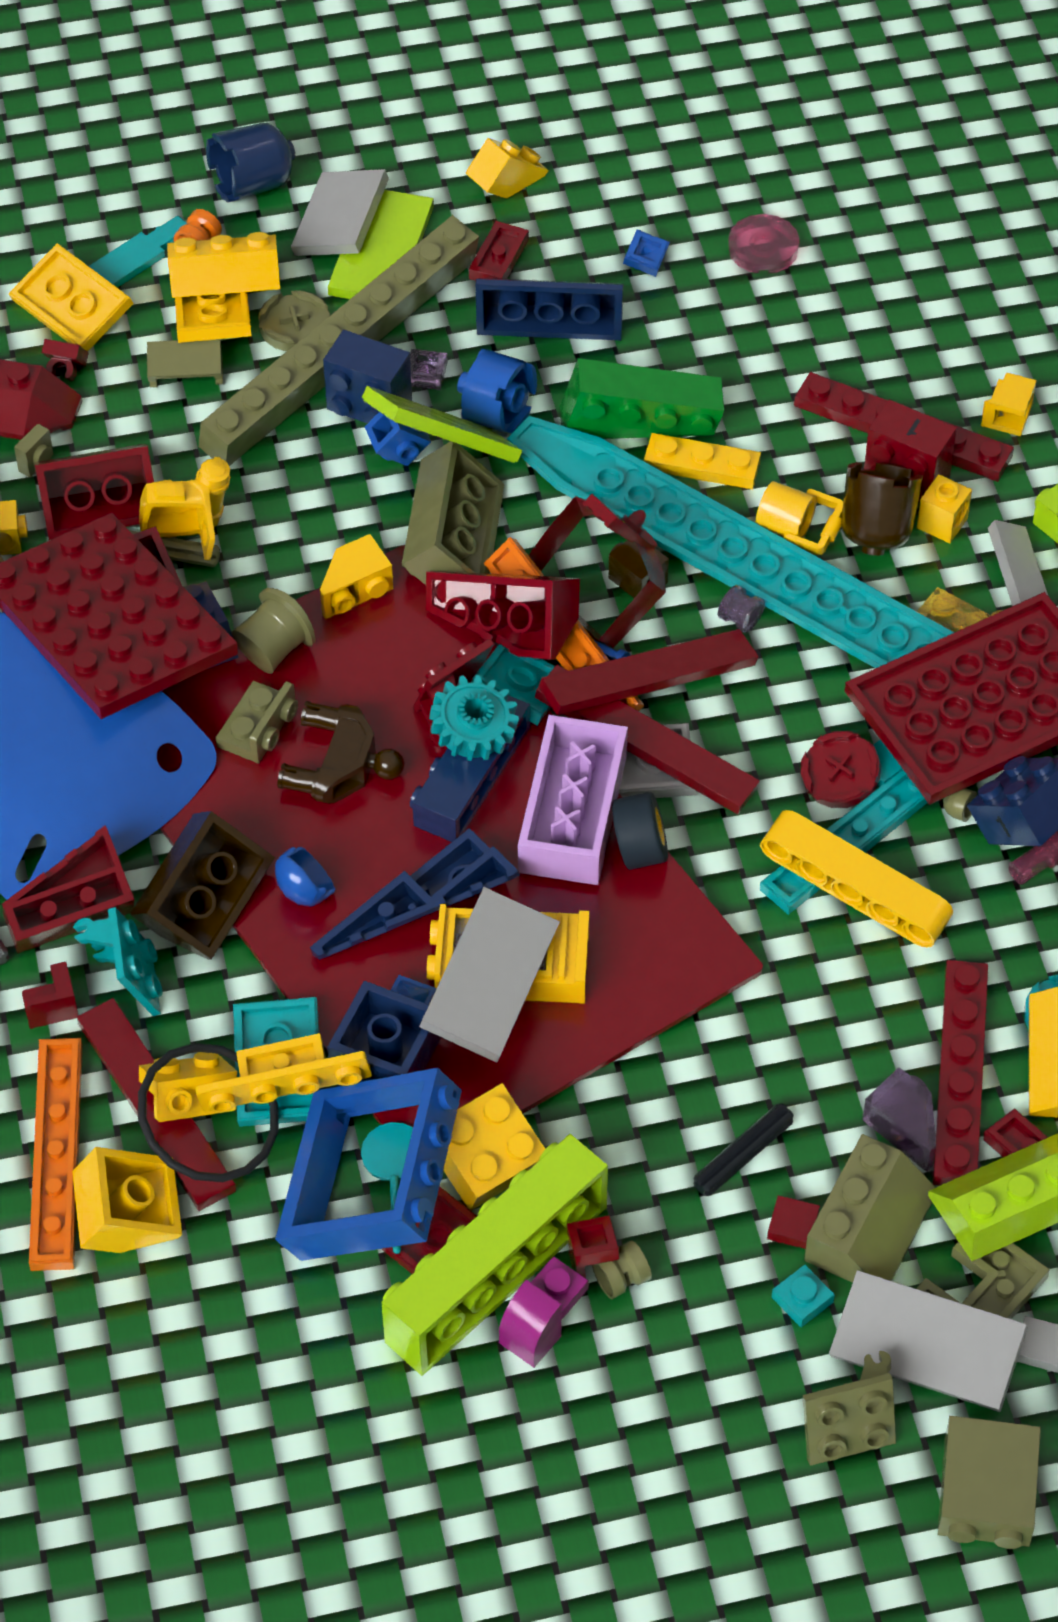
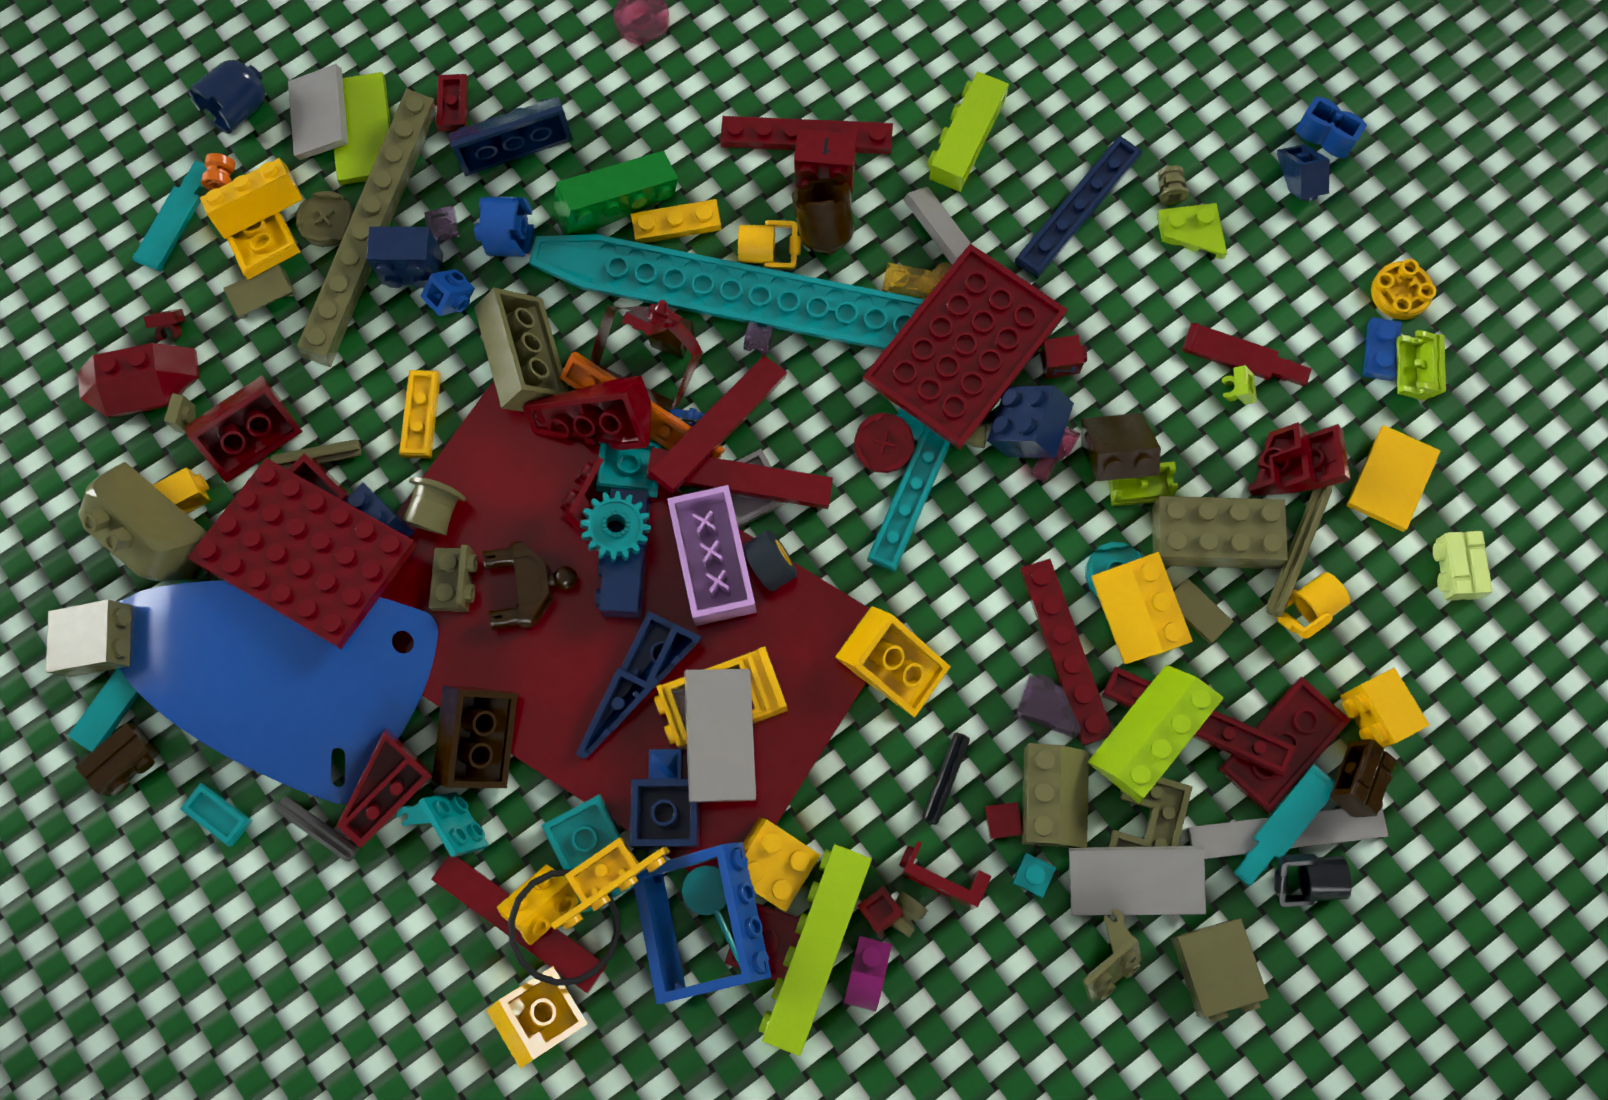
camera: 20 degrees left, 20 degrees up
(52, 1001) = (405, 872): dark red panel -> none
(55, 1154) = (465, 993): orange tile -> none
(70, 298) = (146, 268): yellow tile -> none
(187, 506) = (319, 423): yellow piece -> none
(302, 877) = (546, 700): blue hair -> none
(304, 548) = (420, 414): none -> yellow tile
(355, 576) = (469, 429): yellow slope -> none
(441, 424) = (478, 279): lime tile -> none
(505, 168) = (425, 25): yellow slope -> none
(646, 253) = (560, 59): blue tile -> none
(708, 1267) = (967, 897): none -> dark red window
(739, 993) = (893, 660): none -> yellow slope
(856, 878) = (934, 531): yellow beam -> none
(944, 508) = (867, 196): yellow brick -> none
(1009, 404) = (876, 88): yellow window -> none

